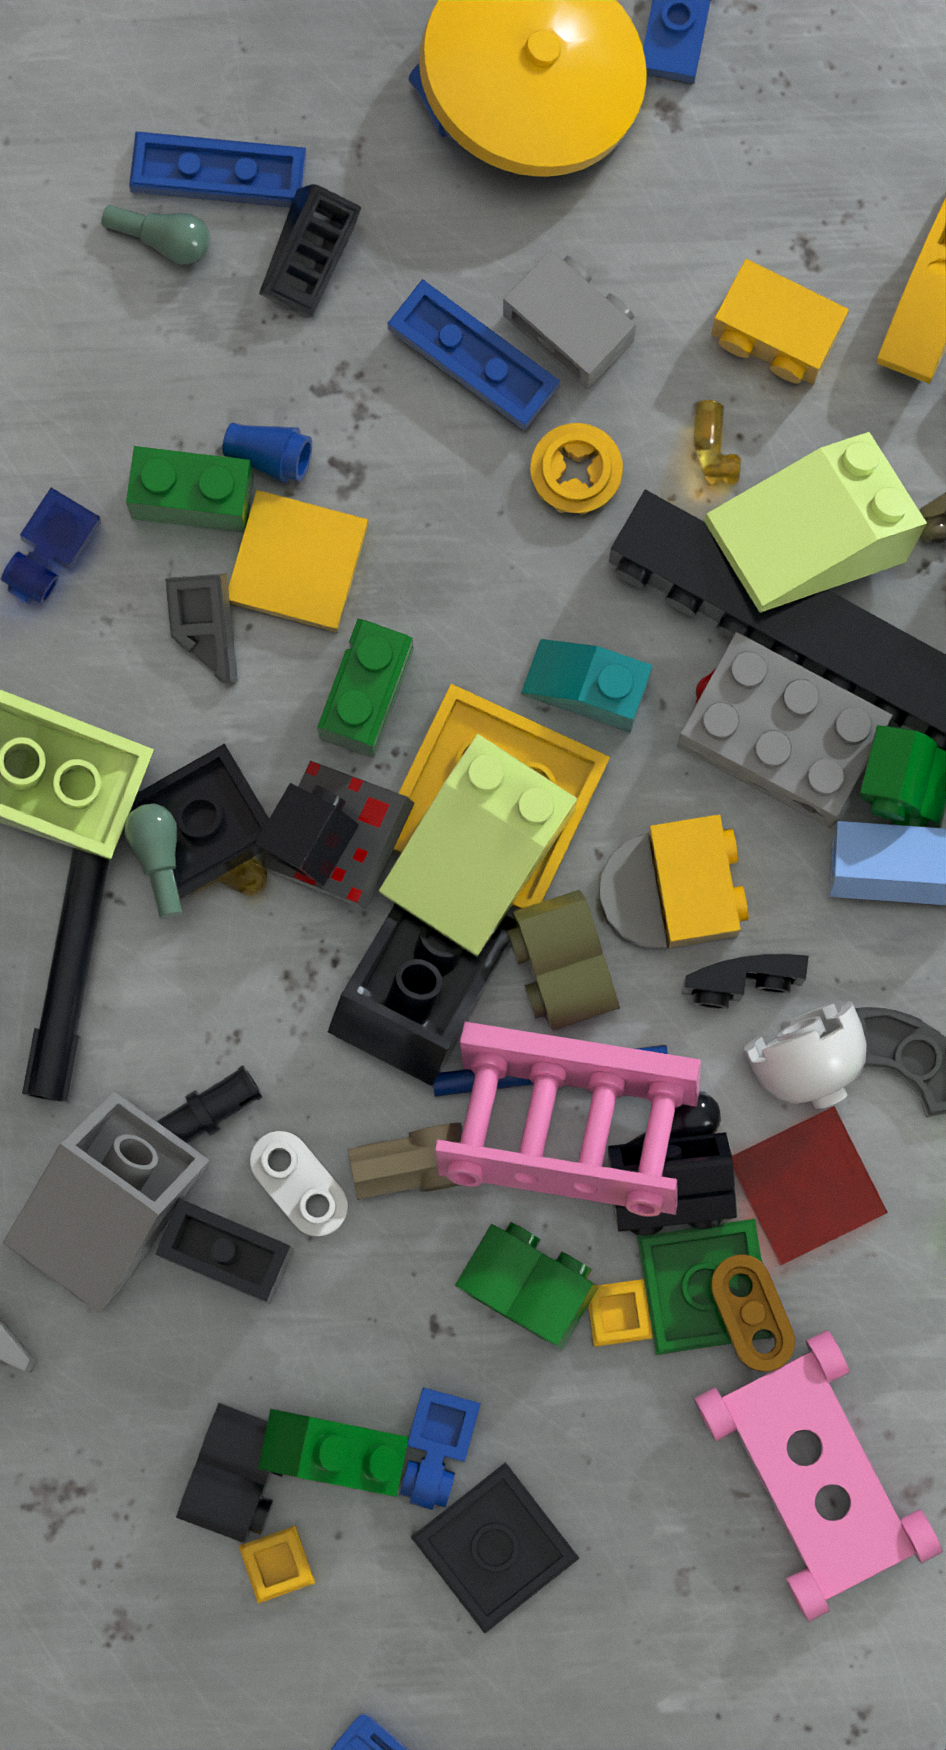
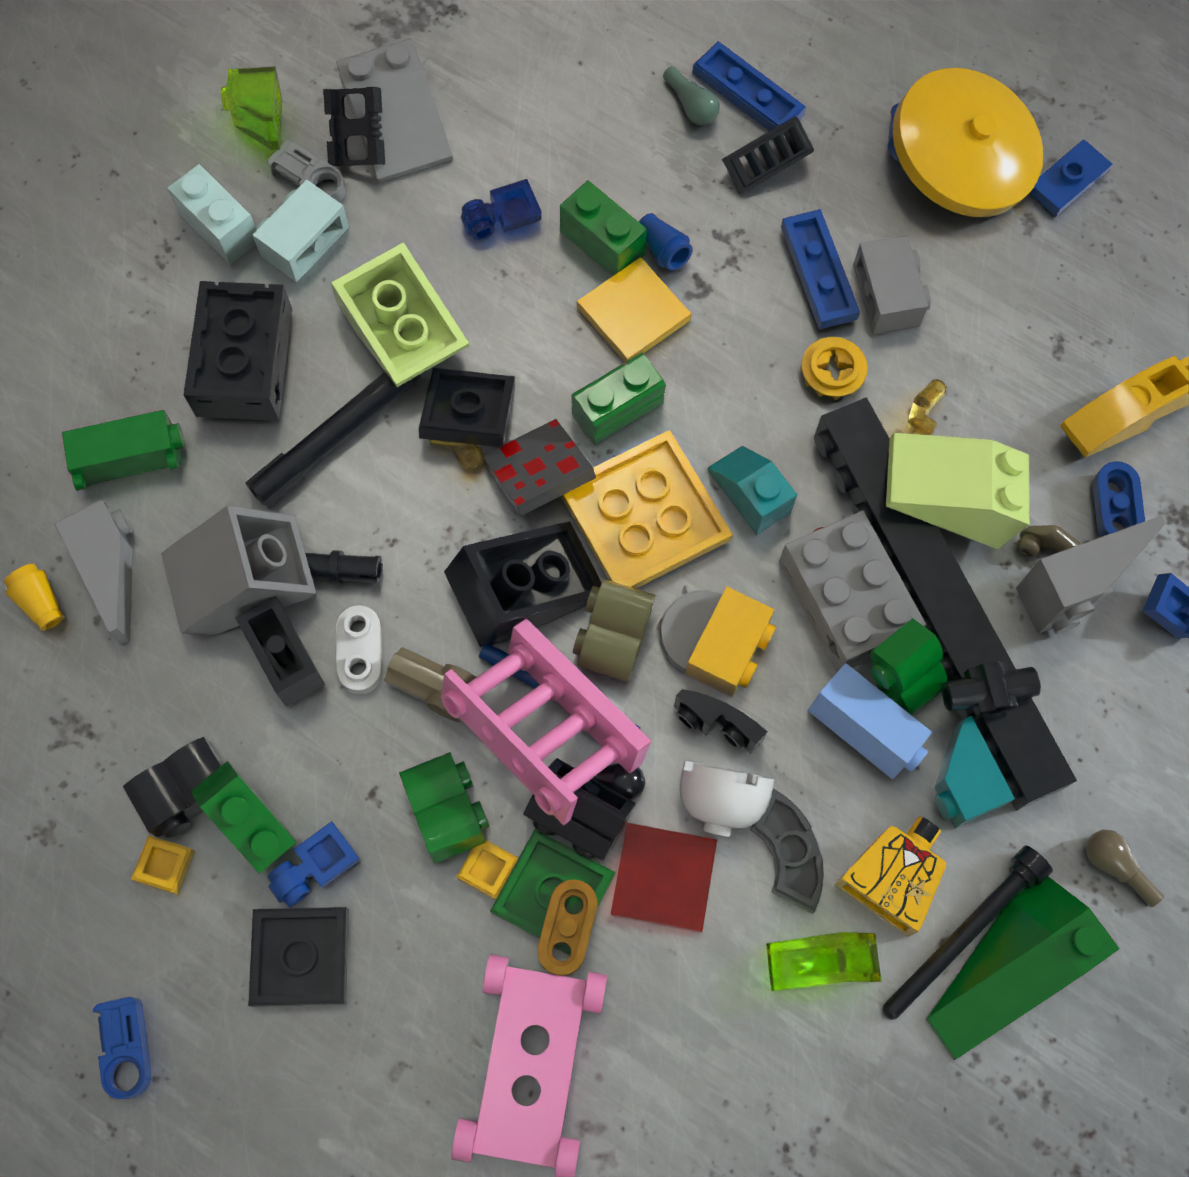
camera: 35 degrees right, 10 degrees down
(153, 839) = (428, 391): sand green piece -> none
(203, 620) = (555, 304): dark grey tile -> none
(308, 832) = (520, 447): black brick -> none
(478, 845) = (615, 523): yellowish green slope -> none
(778, 323) = (1015, 366): yellow brick -> none

